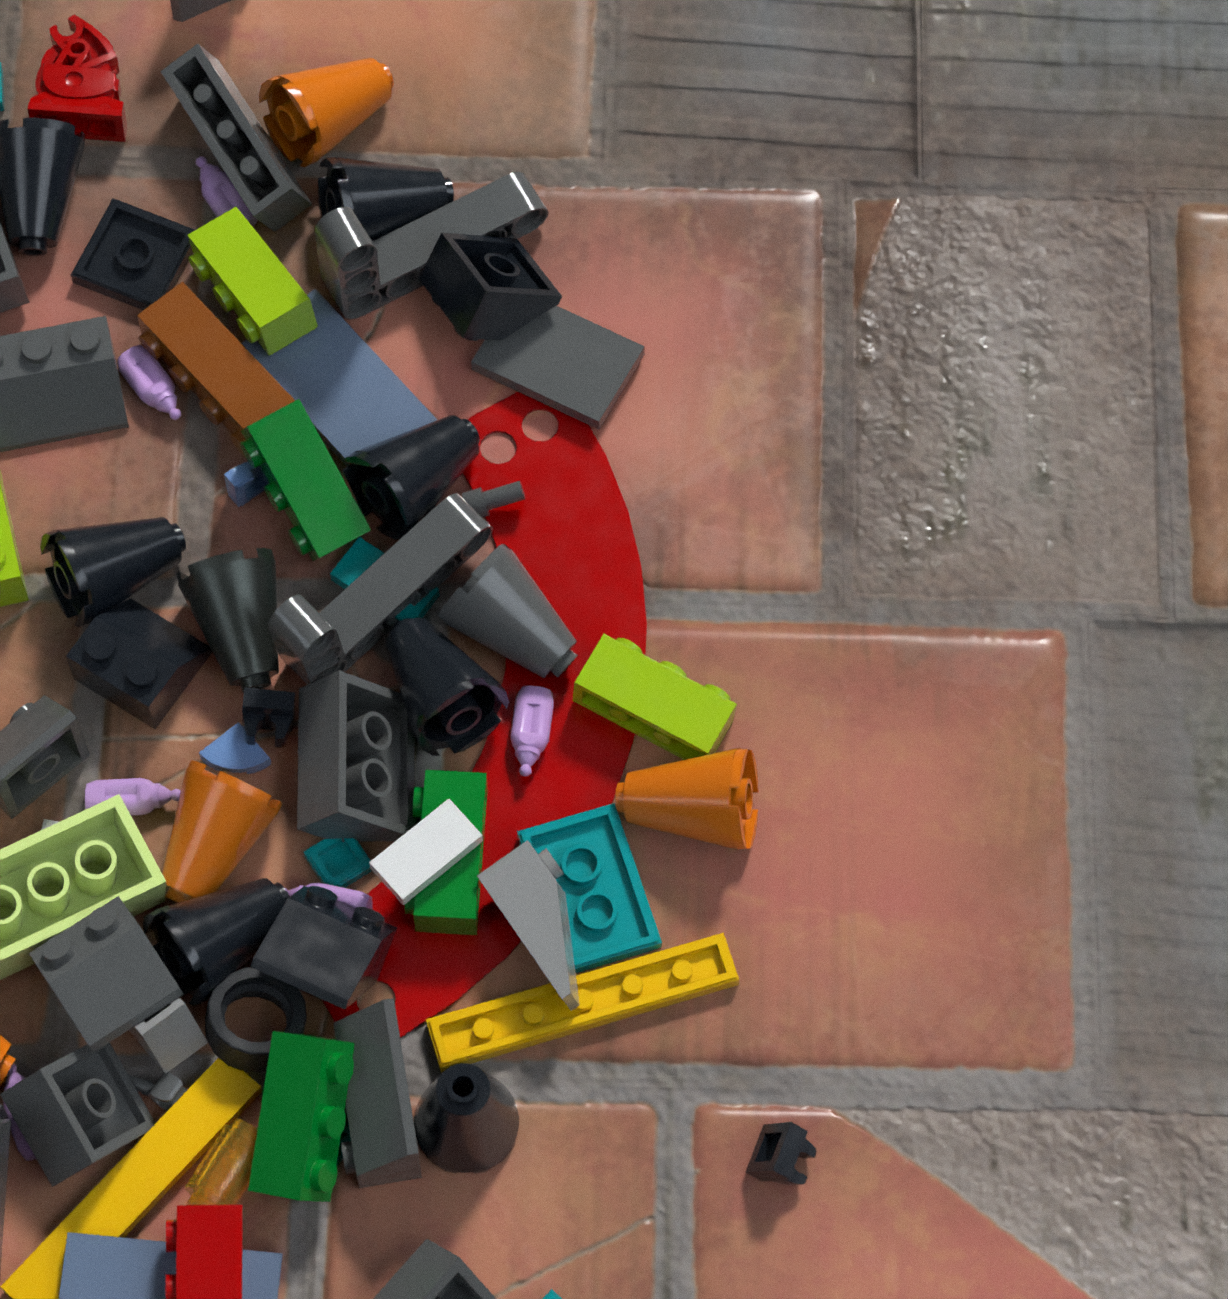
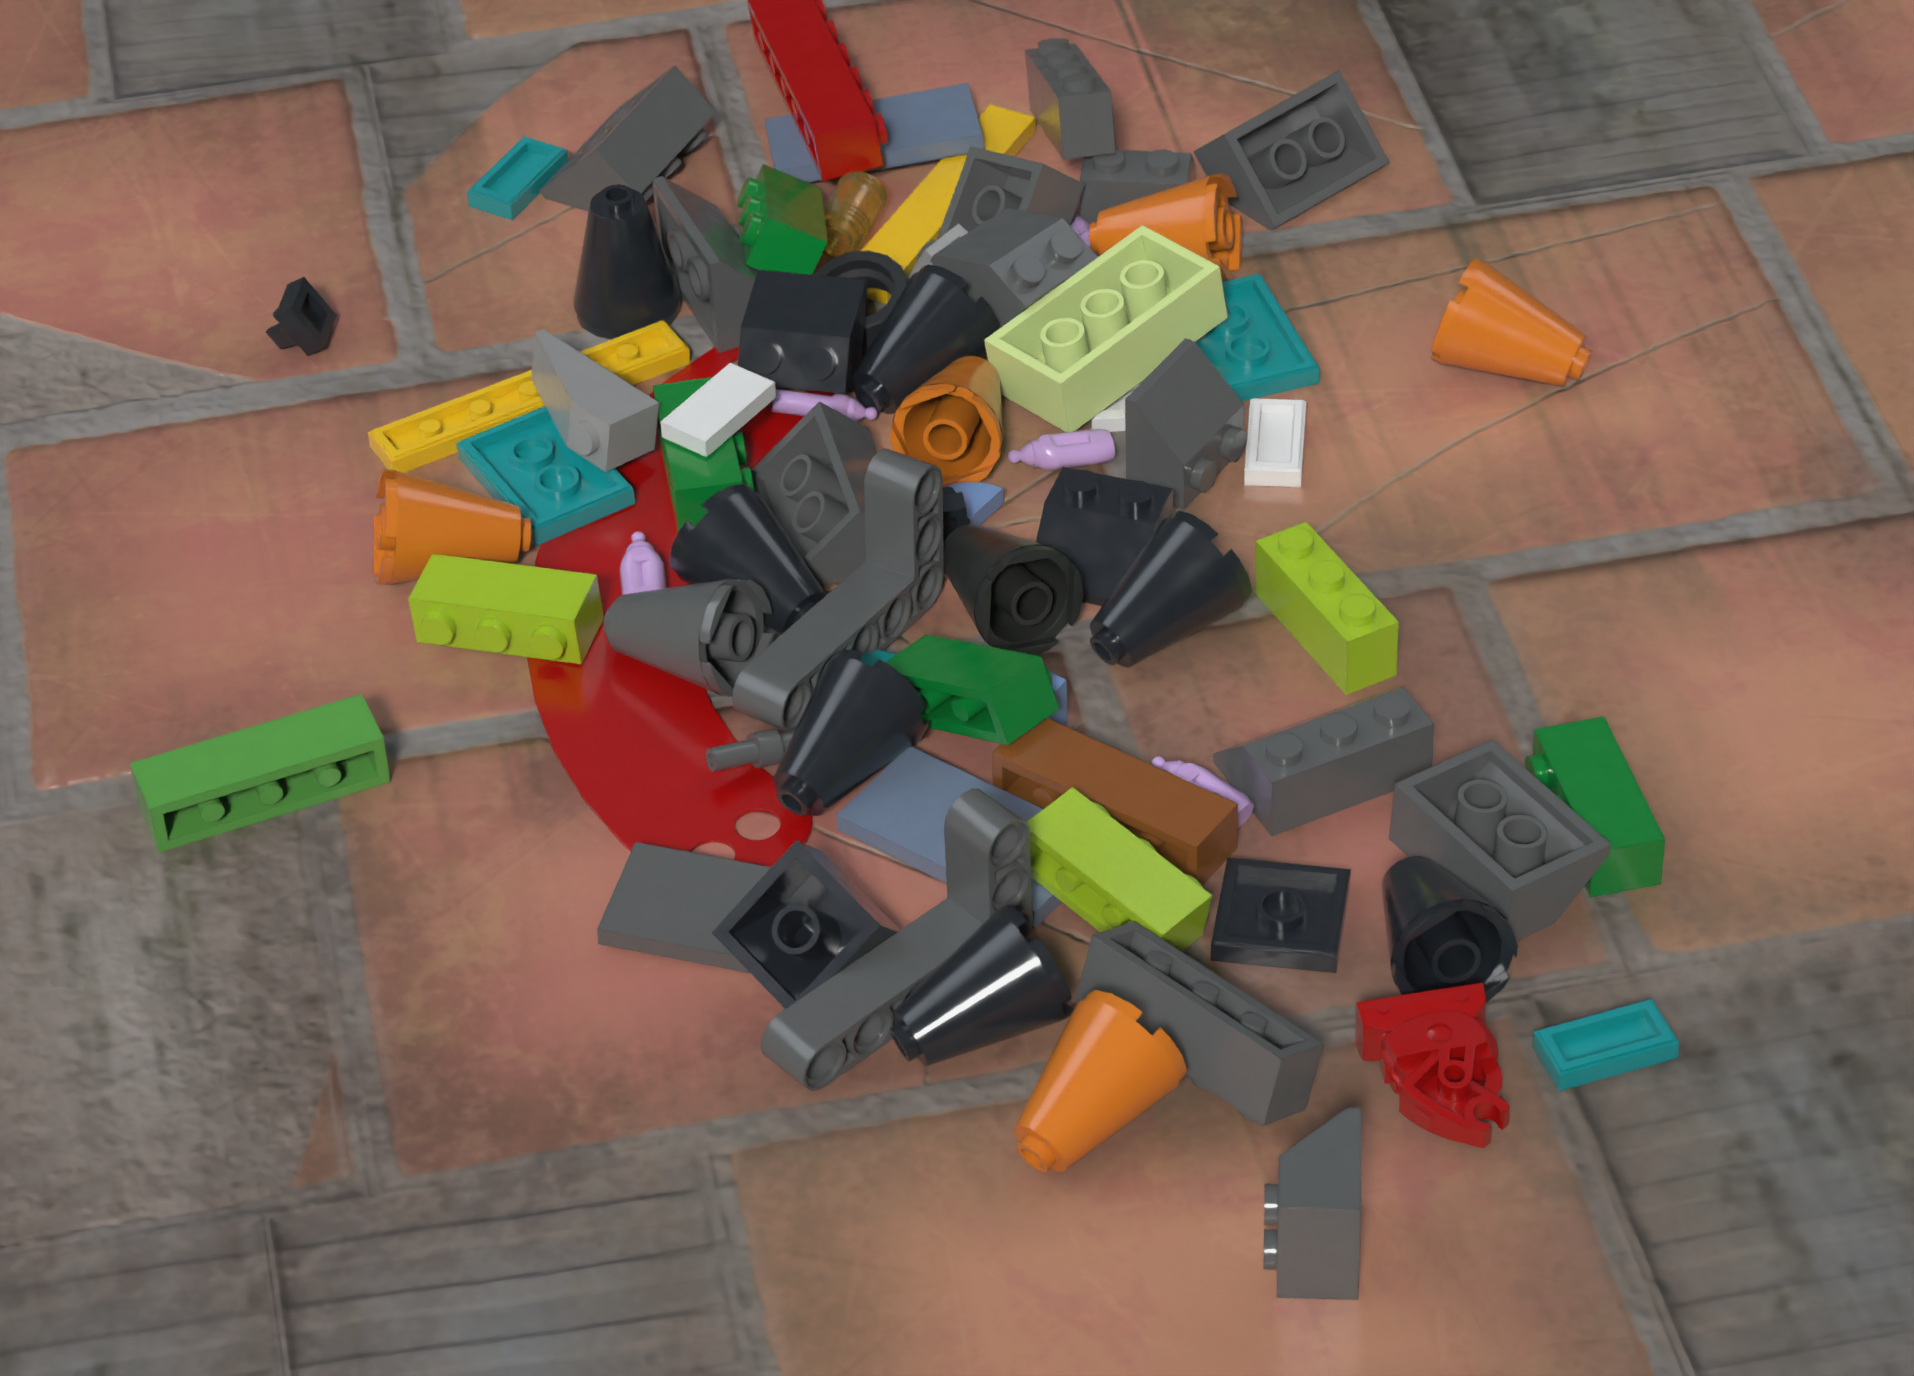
camera: 170 degrees right, 25 degrees down
(881, 571) = (260, 772): none -> bright green brick

